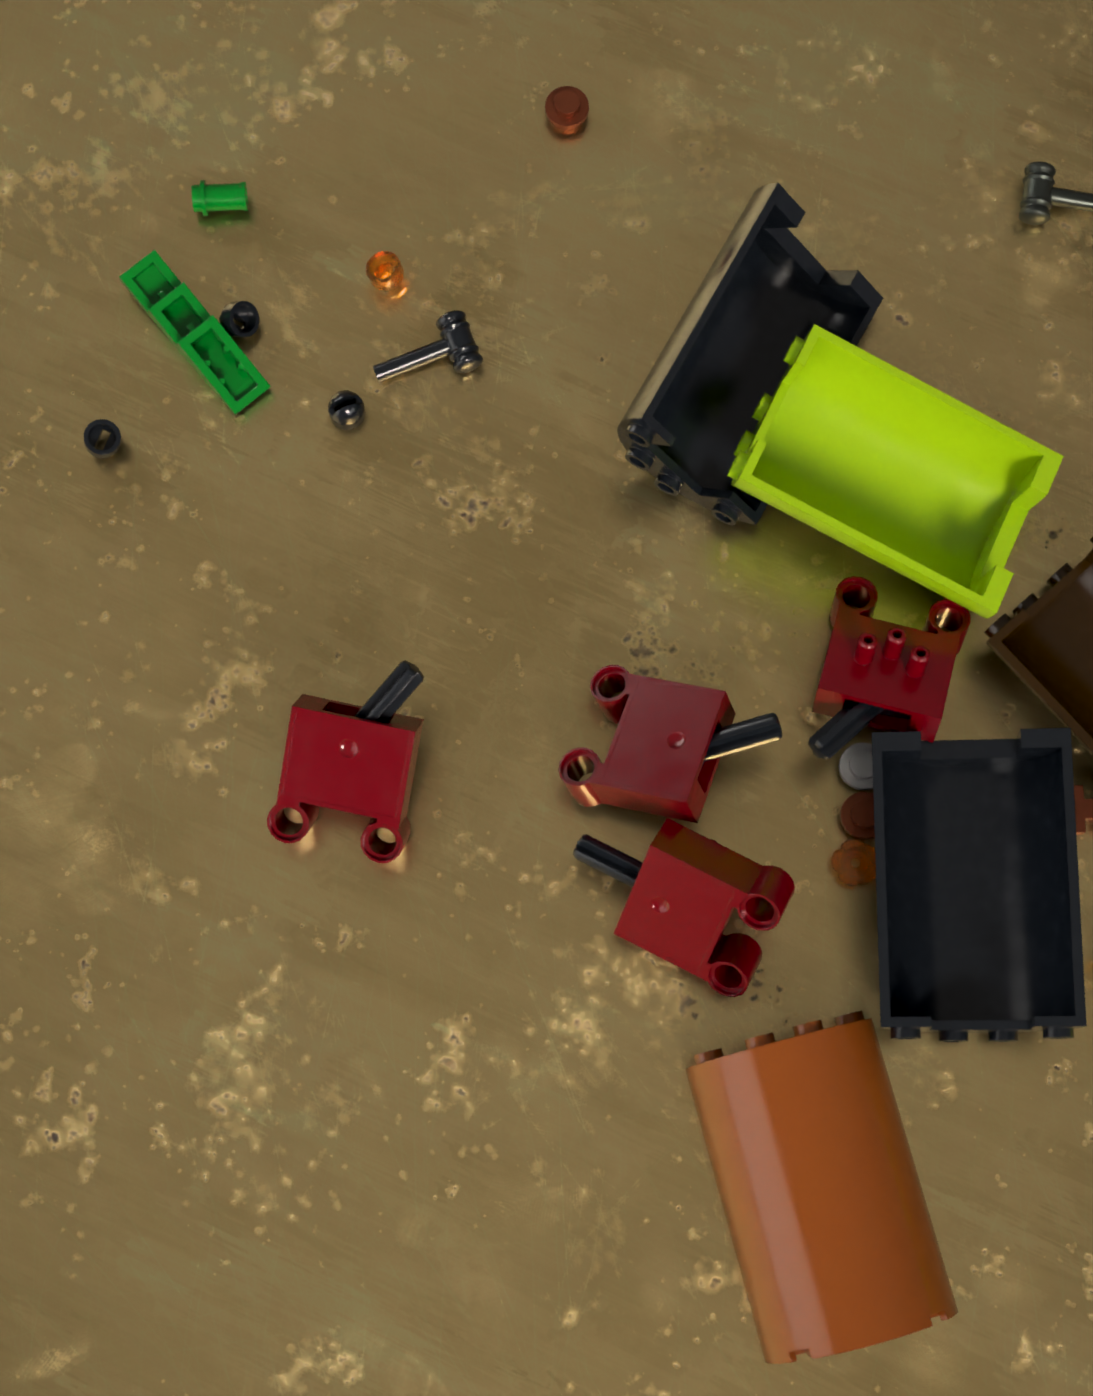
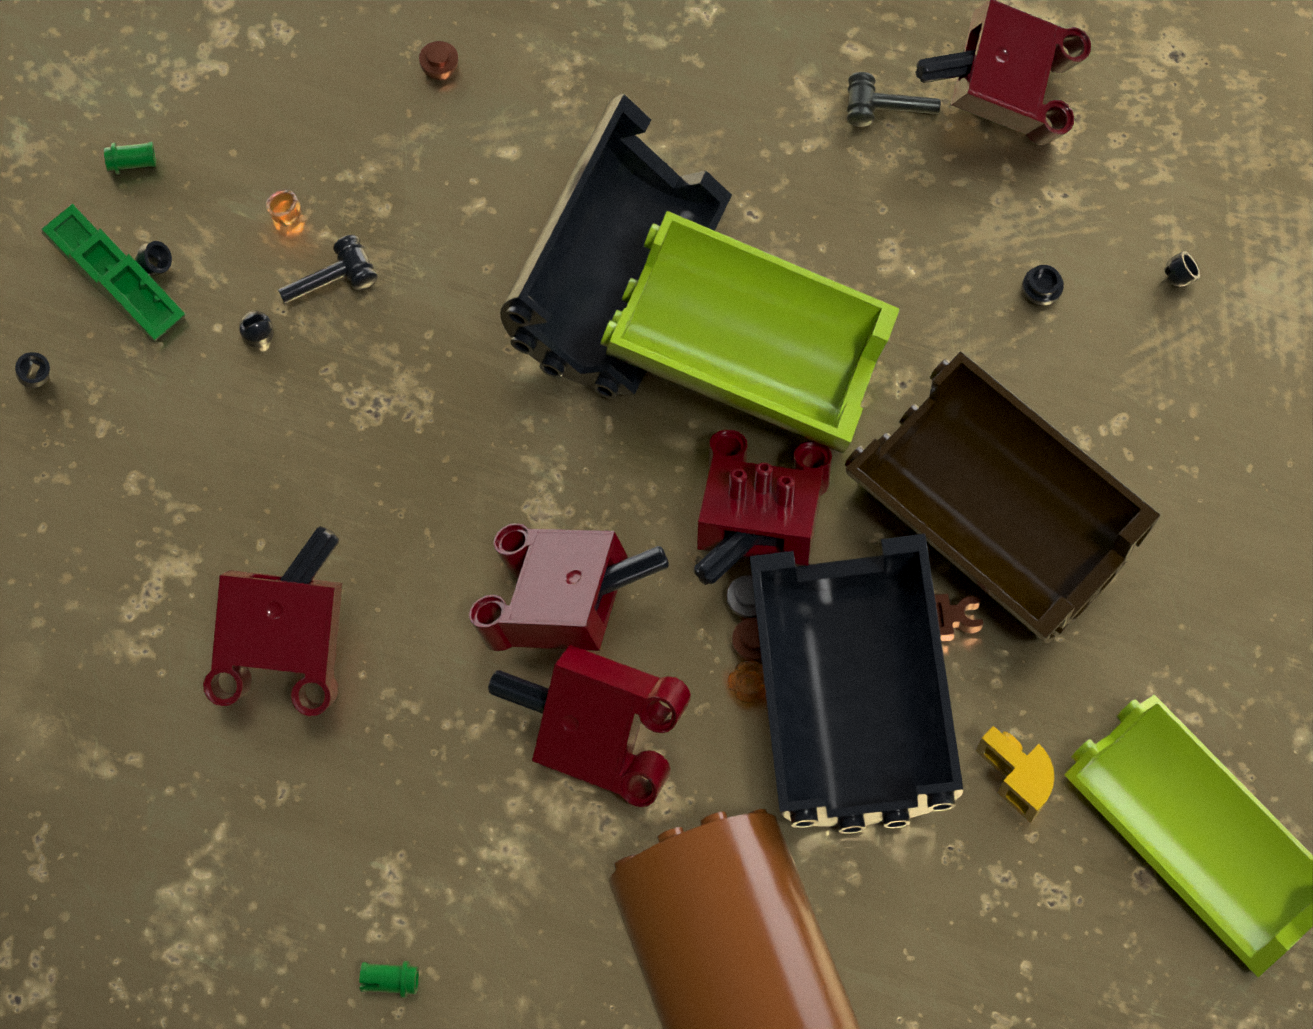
camera: 10 degrees left, 10 degrees down
(445, 1156) = (389, 978): none -> green pin

